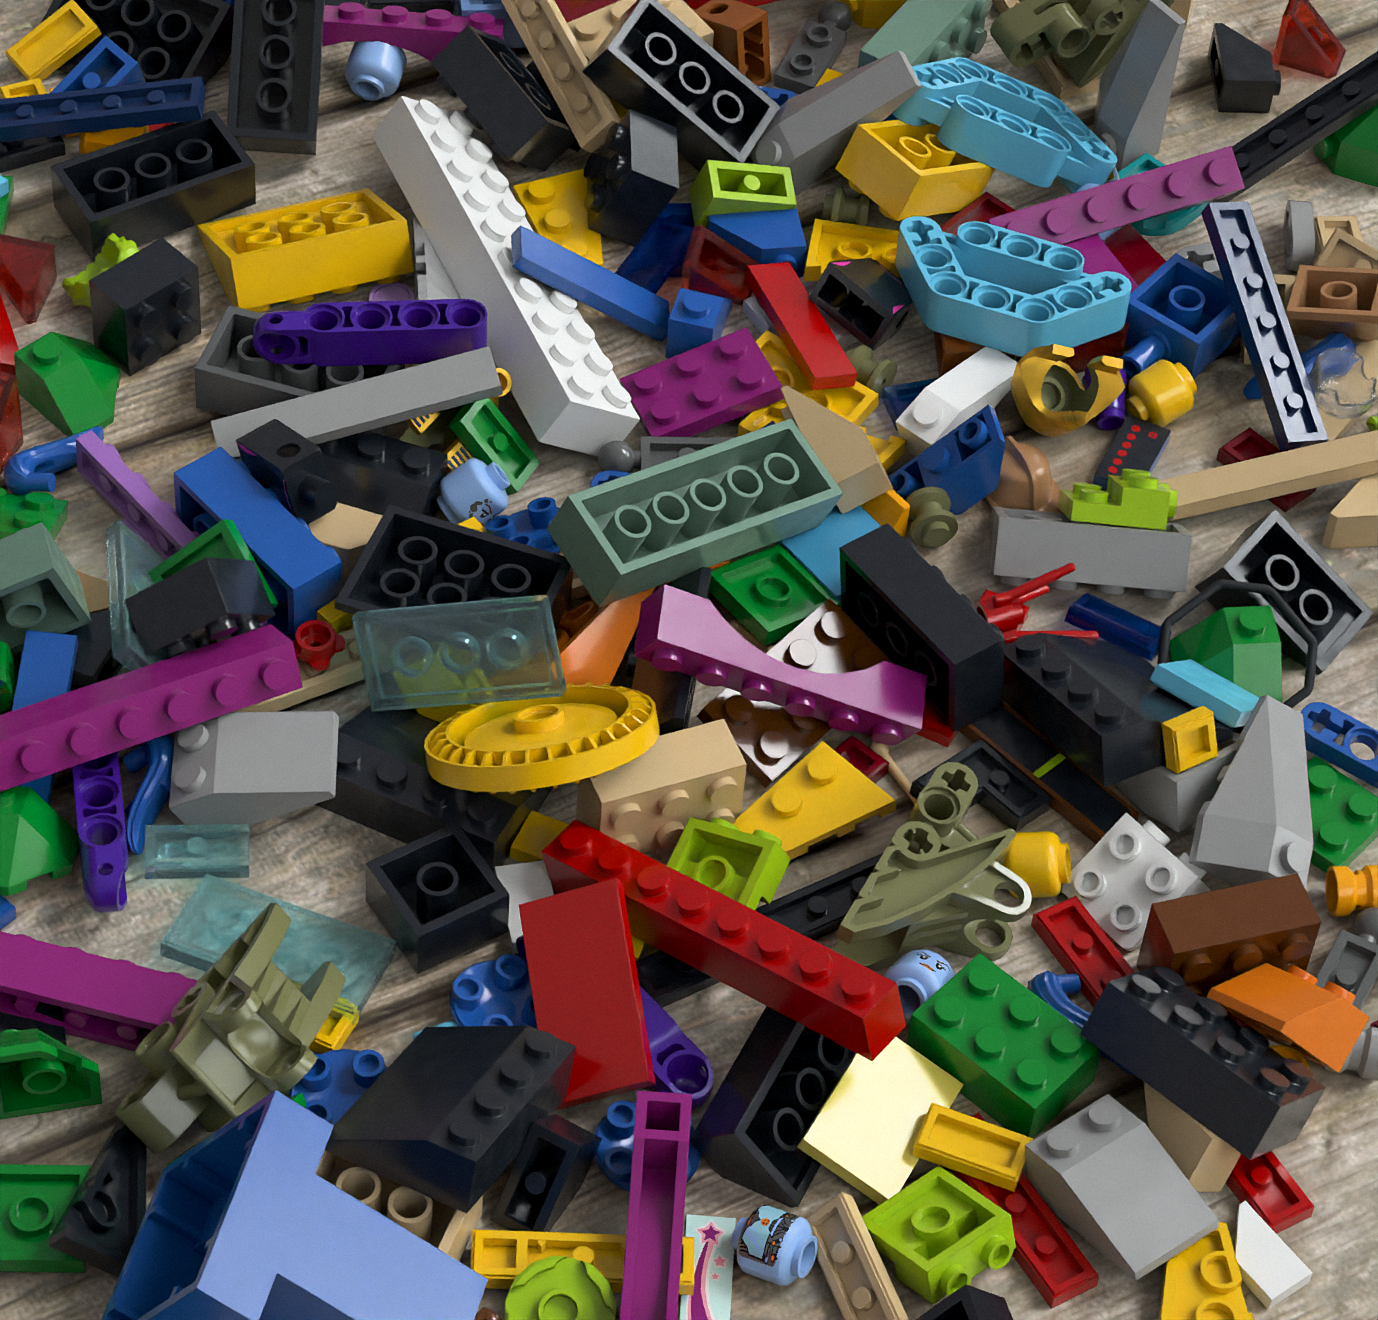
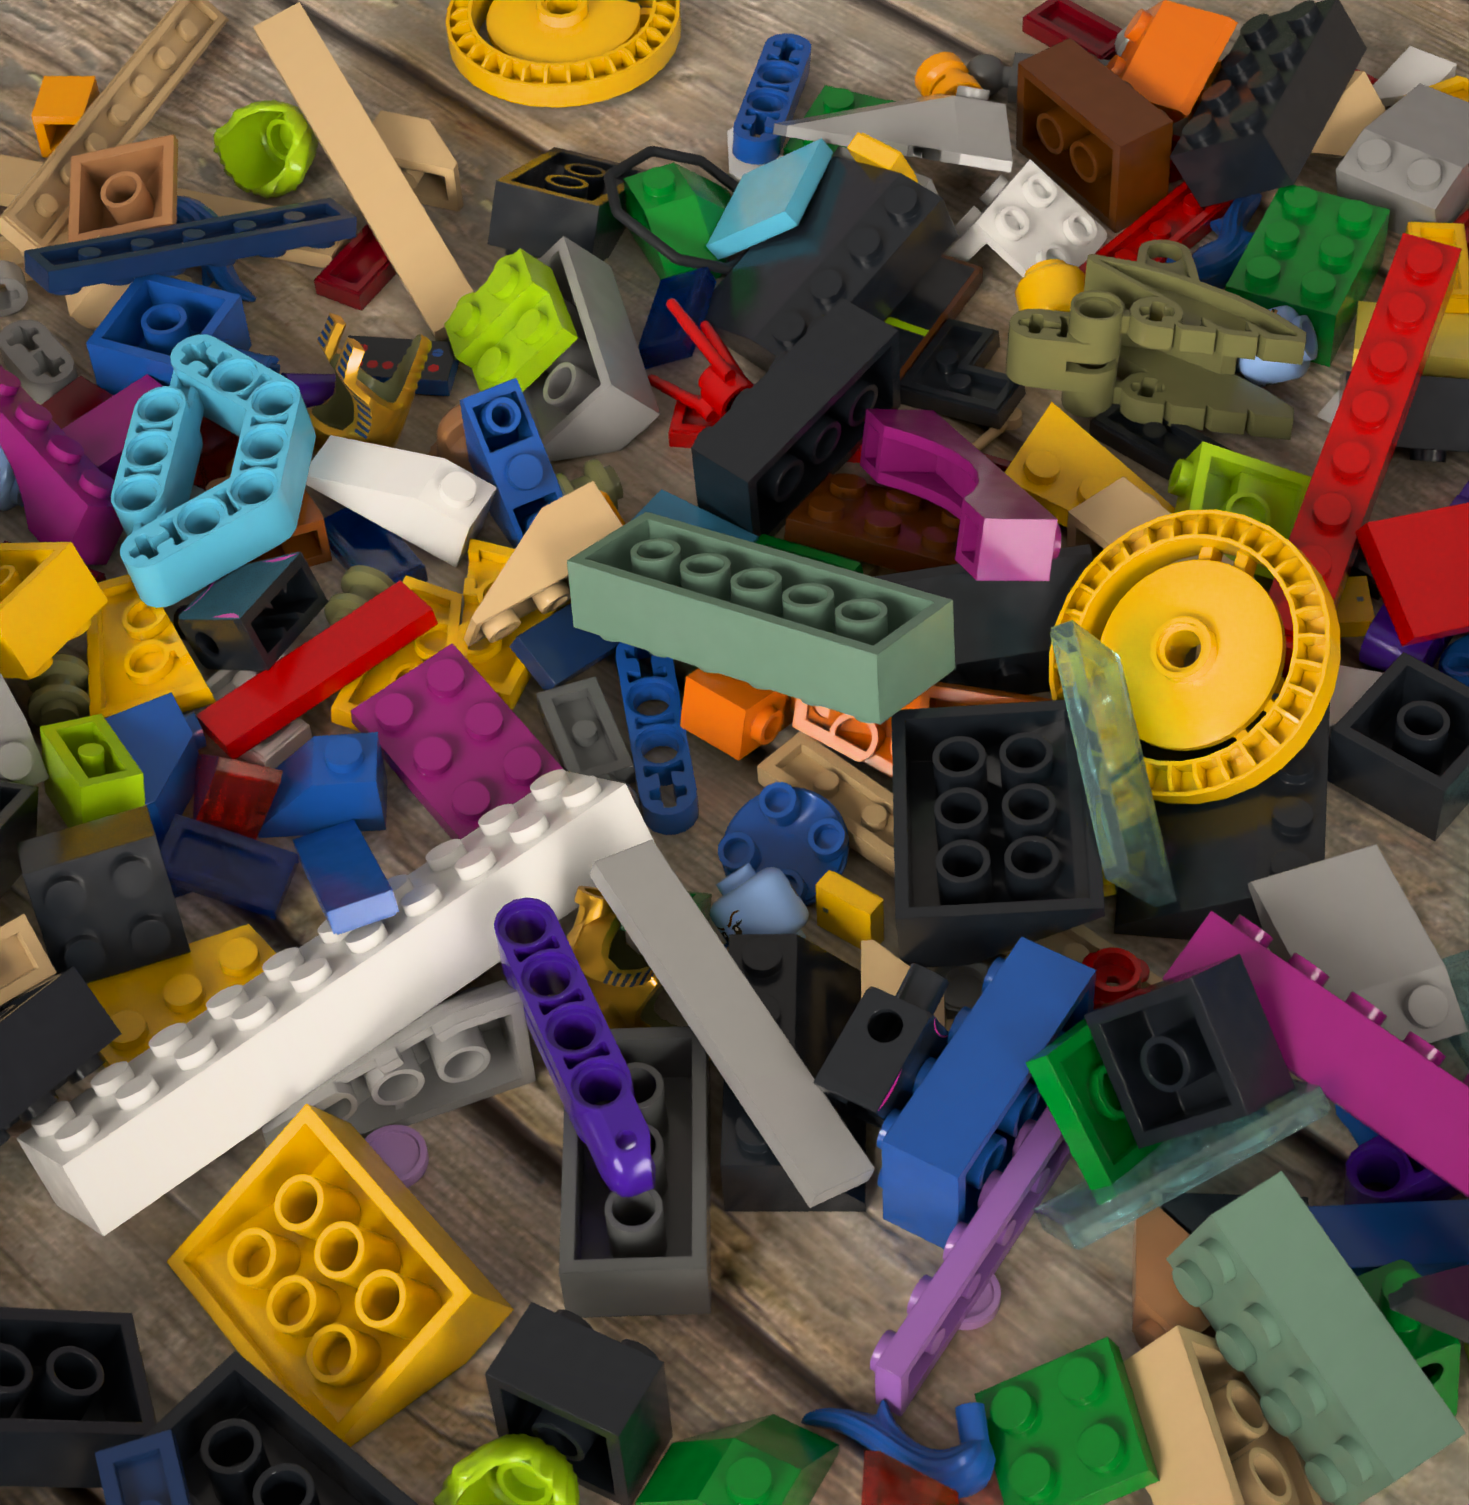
camera: 100 degrees left, 0 degrees up
(1161, 393) = (293, 339): yellow head -> none
(1341, 384) = (245, 191): clear hair -> none

